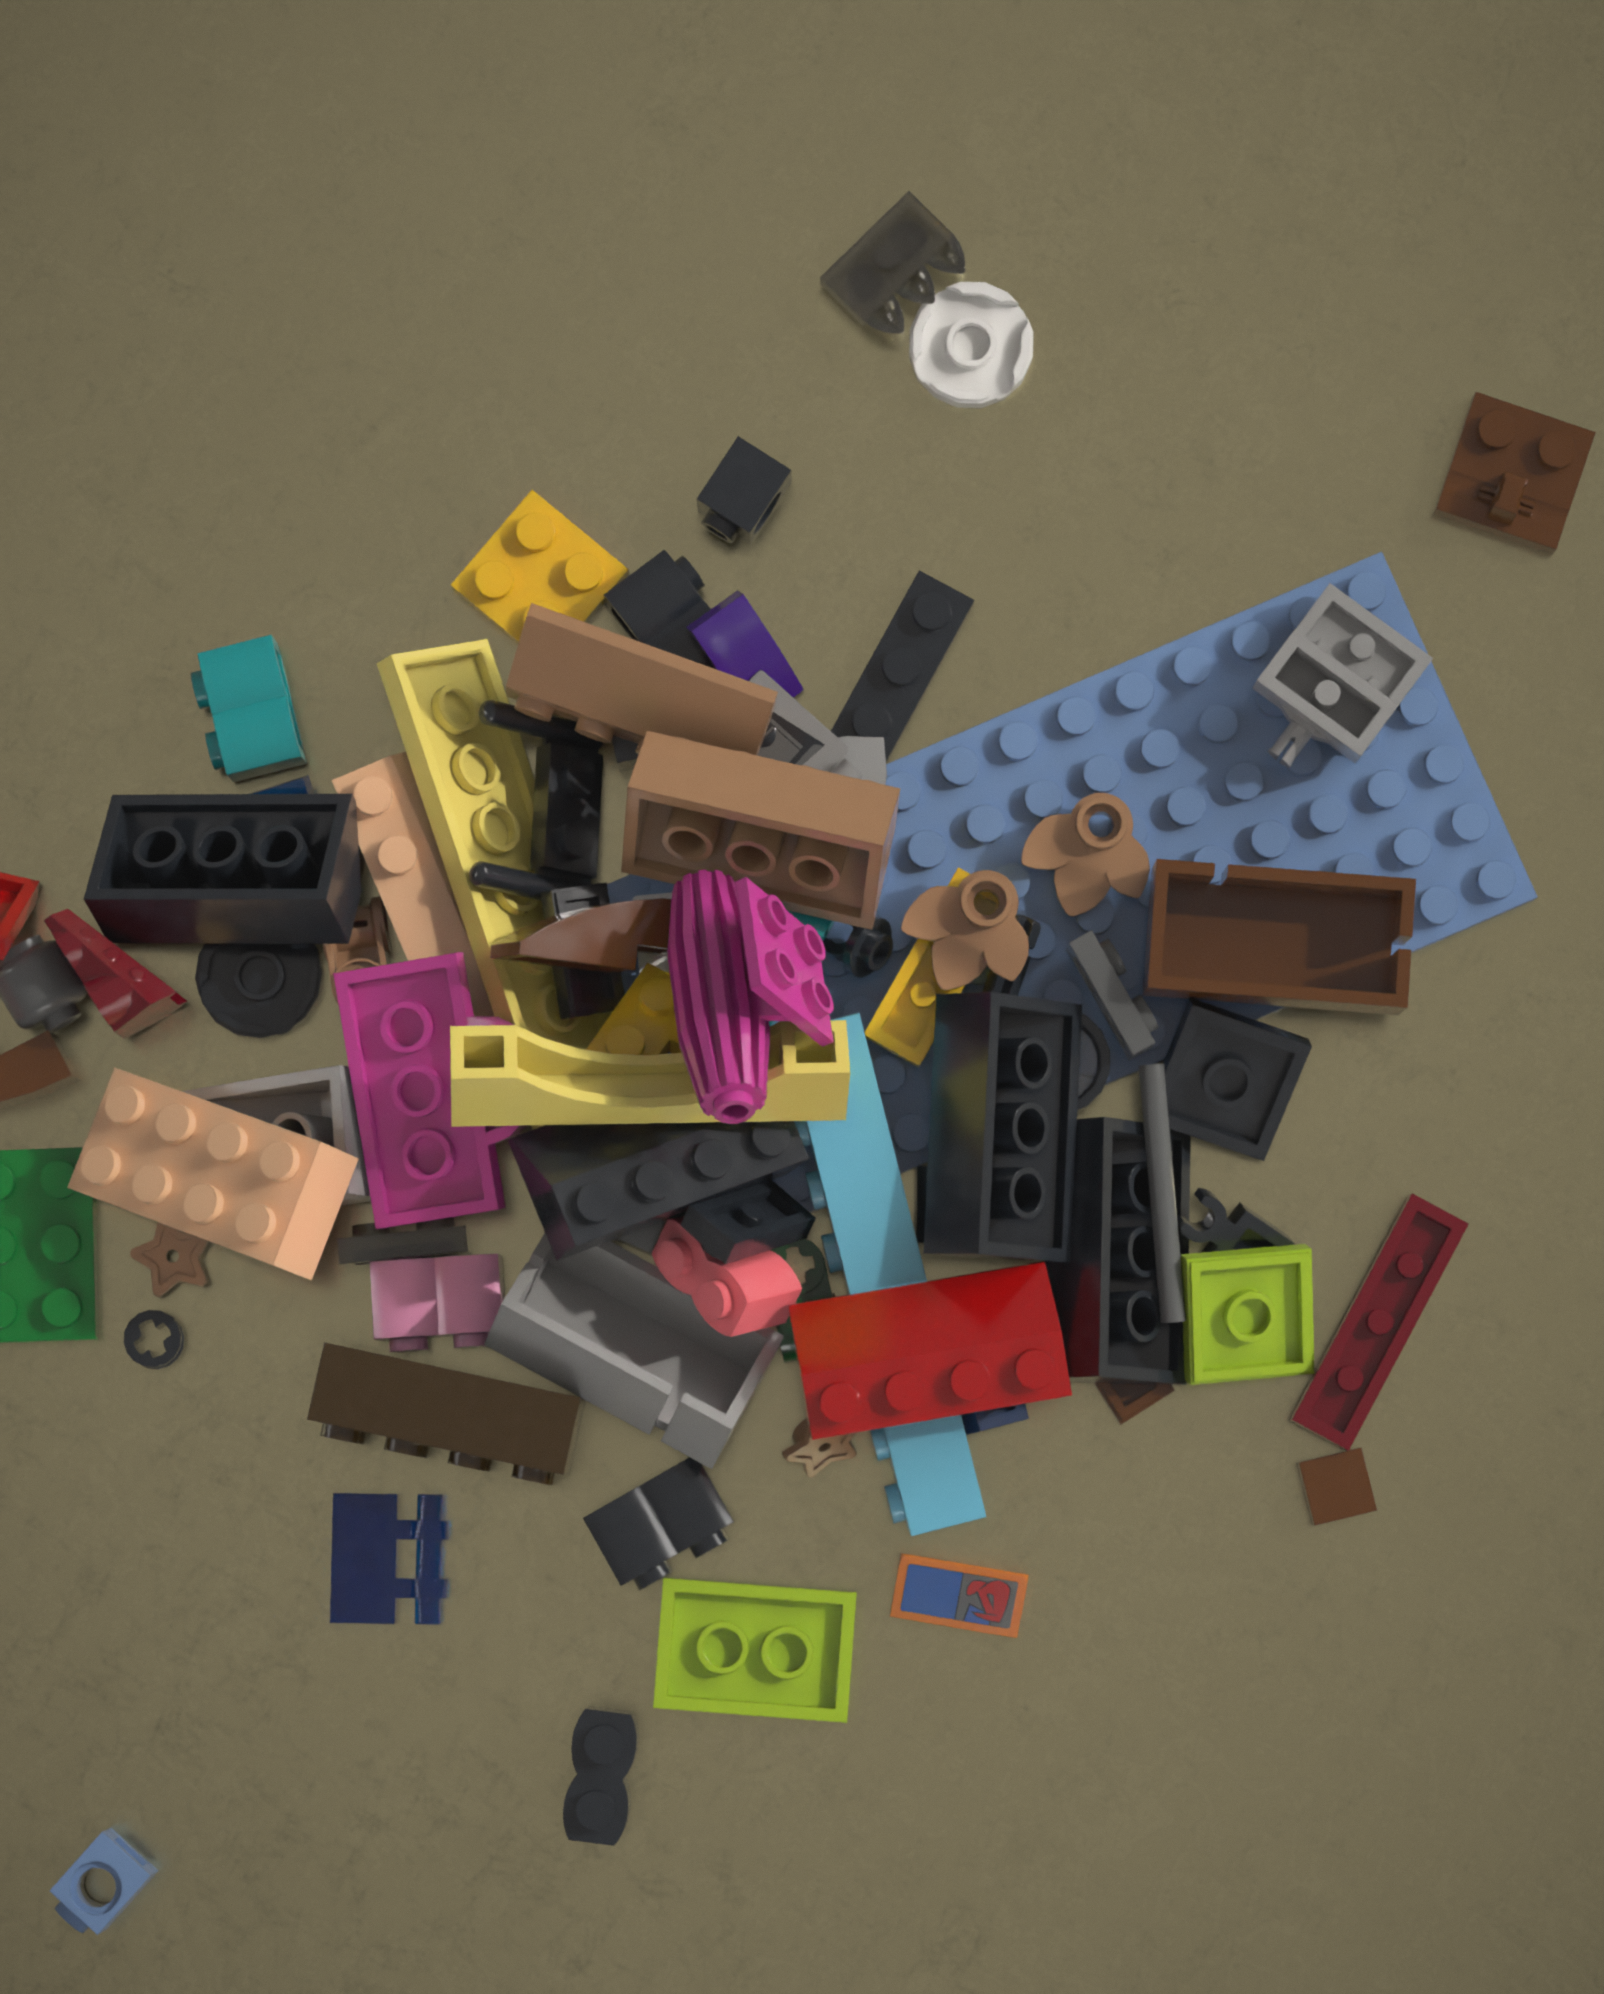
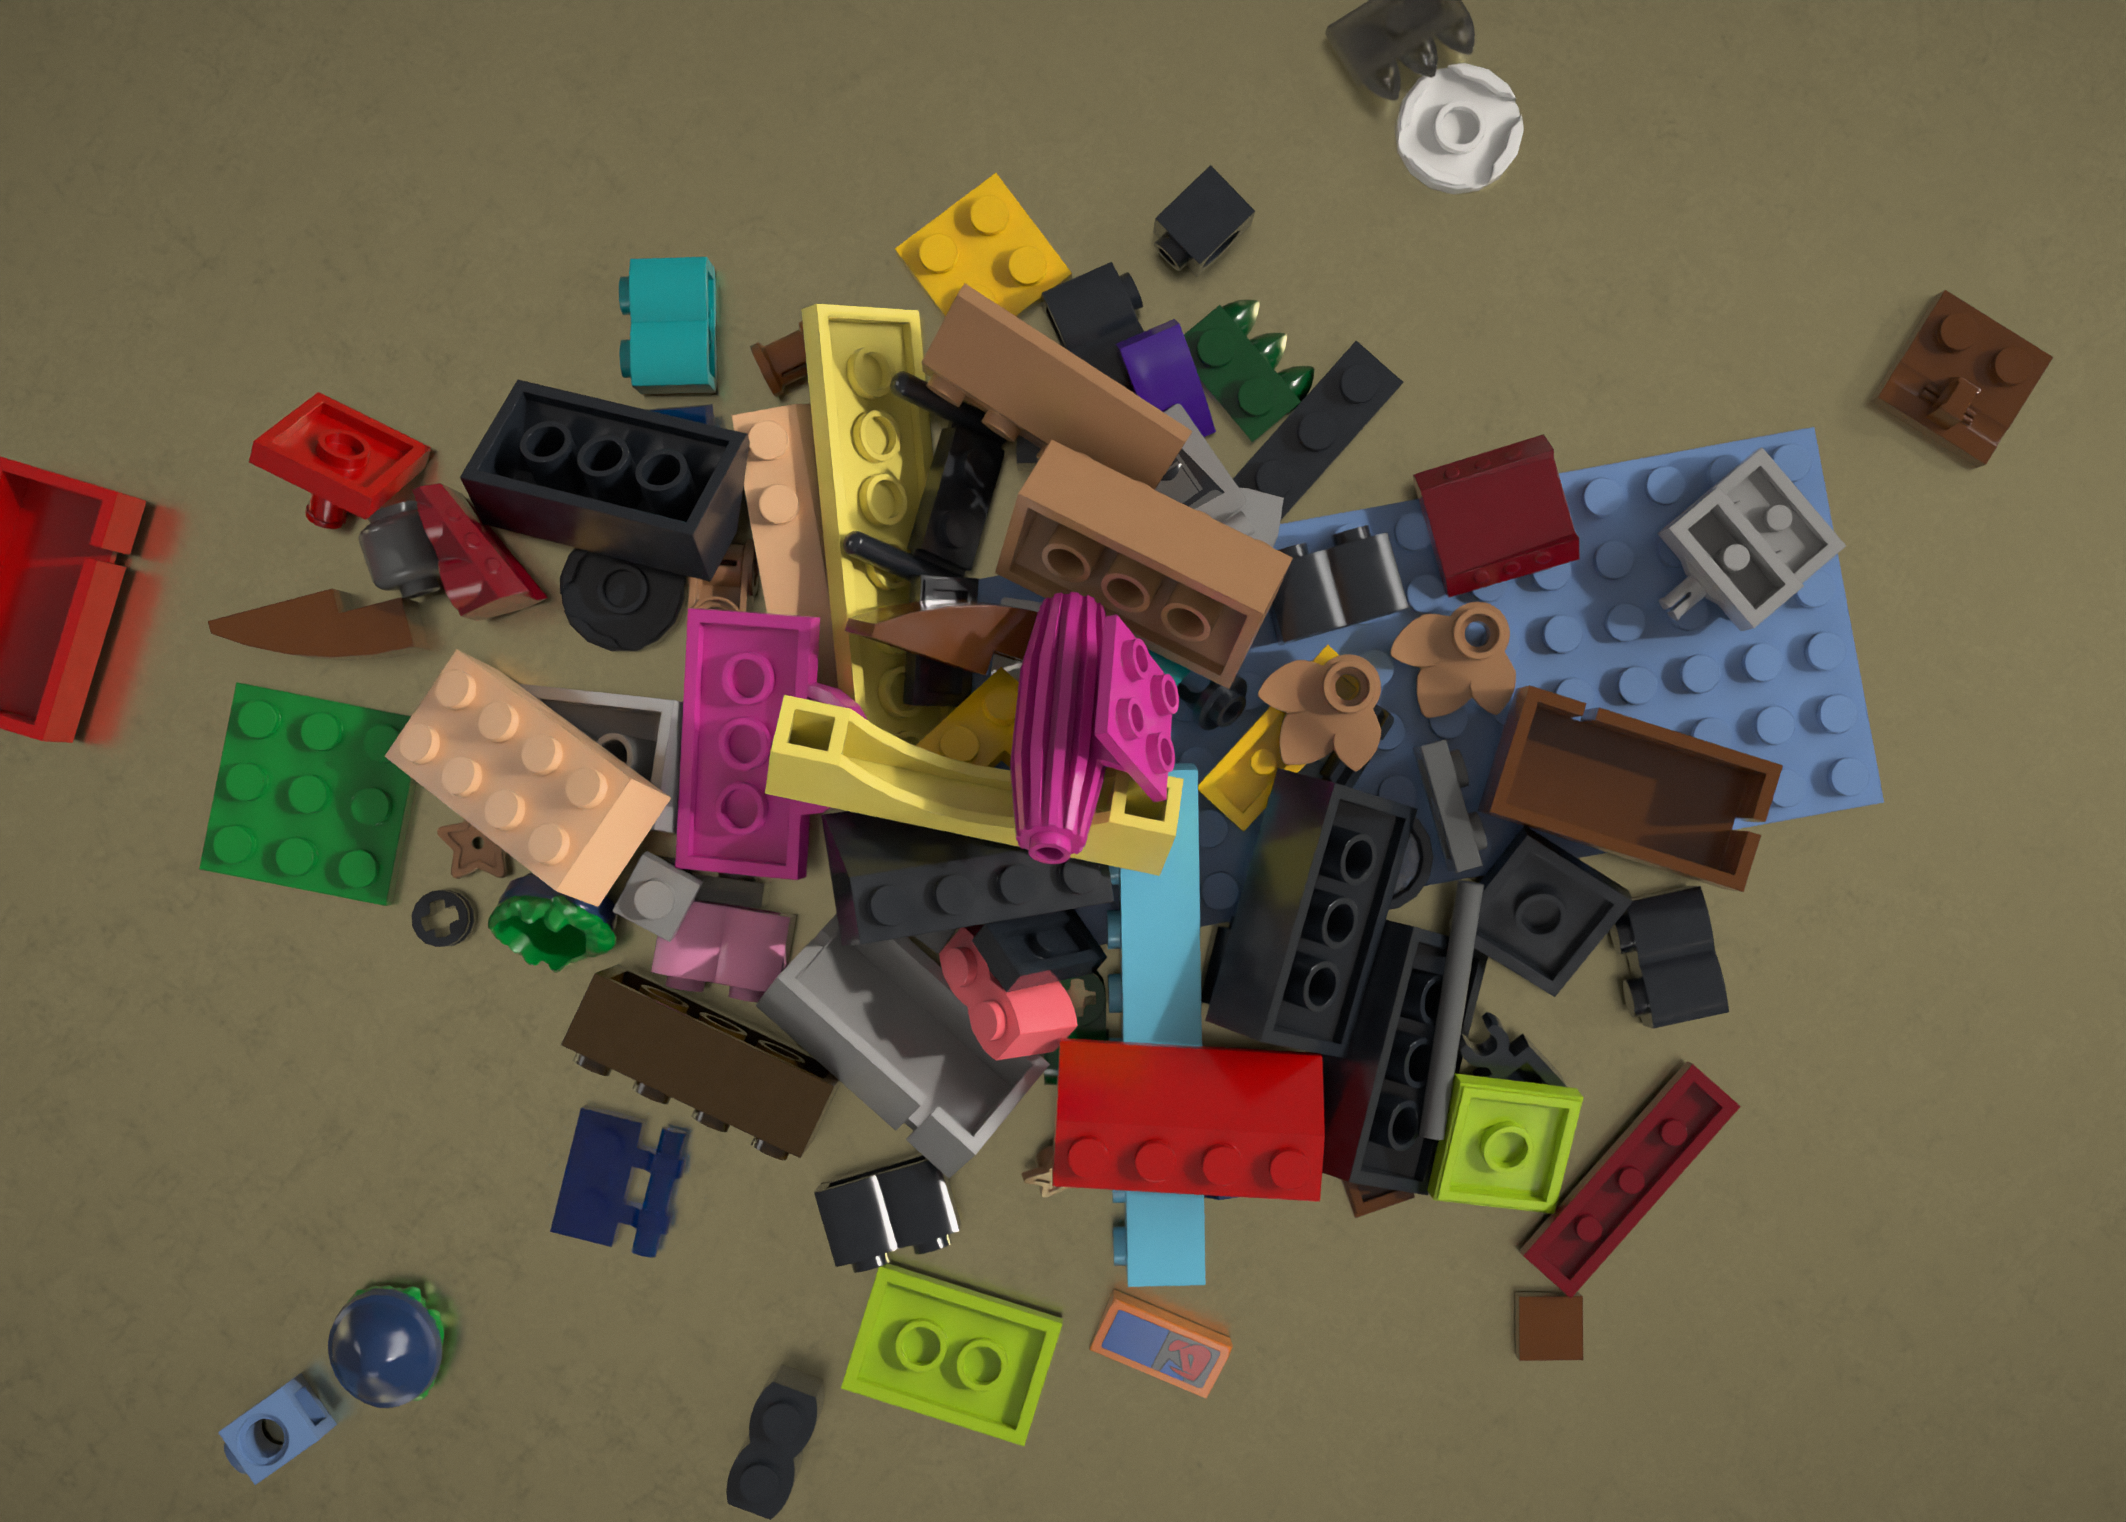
camera: 15 degrees right, 5 degrees up
(194, 1772) = (386, 1346): none -> dark blue hair
(266, 1312) = (551, 925): none -> green hair
(365, 1260) = (658, 896): none -> light grey plate
(367, 716) = (782, 360): none -> dark orange bush
(816, 625) = (1241, 371): none -> dark green plate
(953, 810) = (1337, 586): none -> black brick
(1092, 707) = (1497, 516): none -> dark red slope
(1365, 1094) = (1670, 958): none -> black brick

